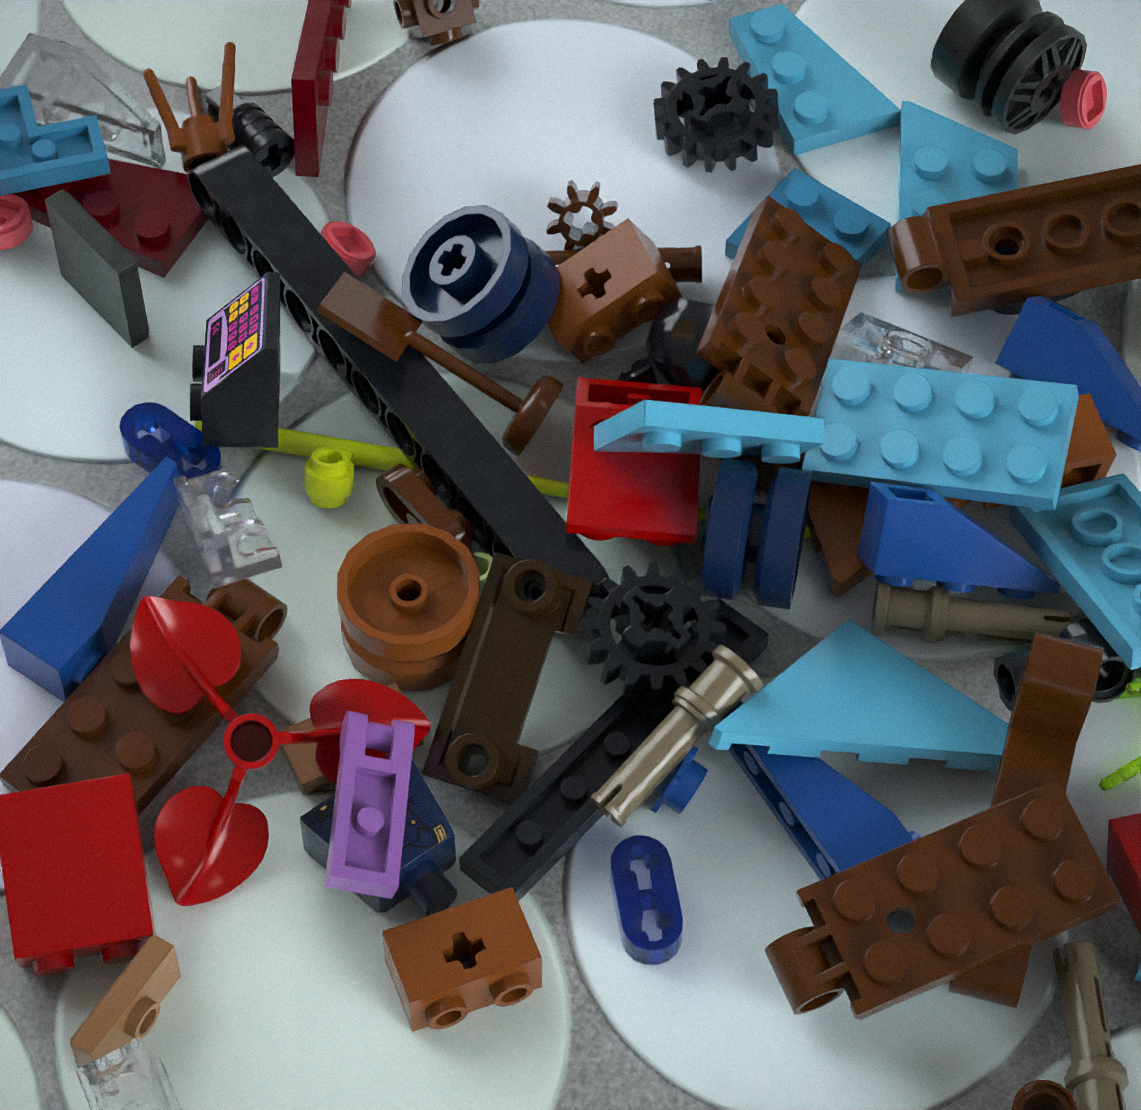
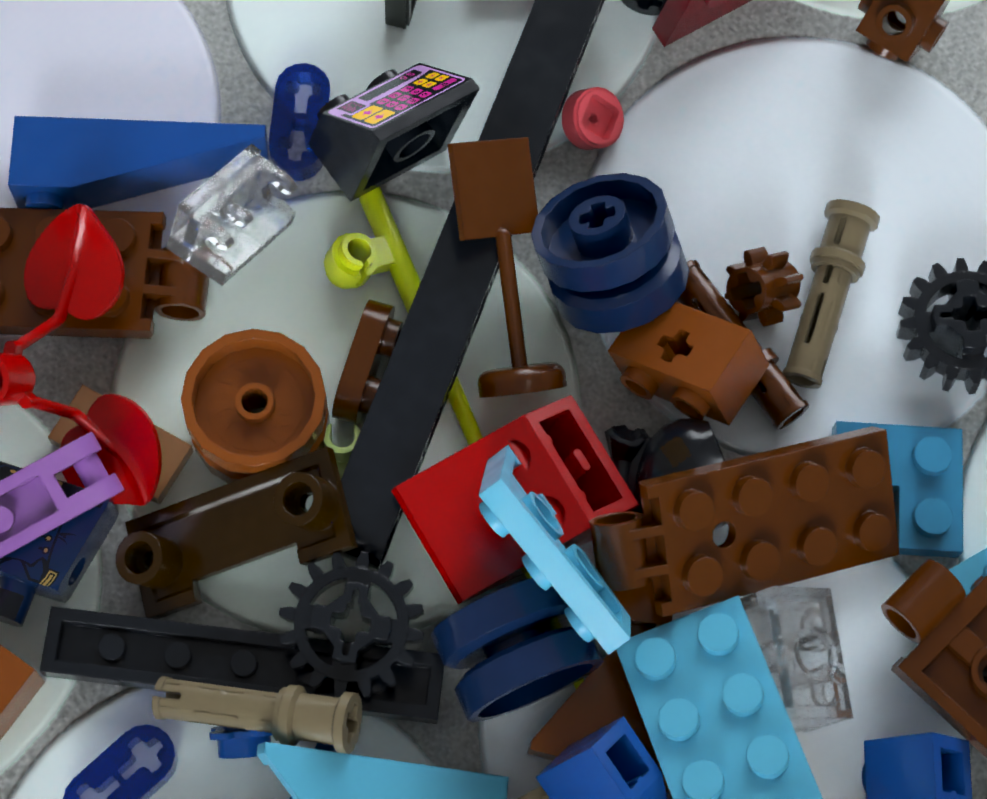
camera: 50 degrees right, 15 degrees up
(604, 164) = (835, 267): none -> dark tan pin

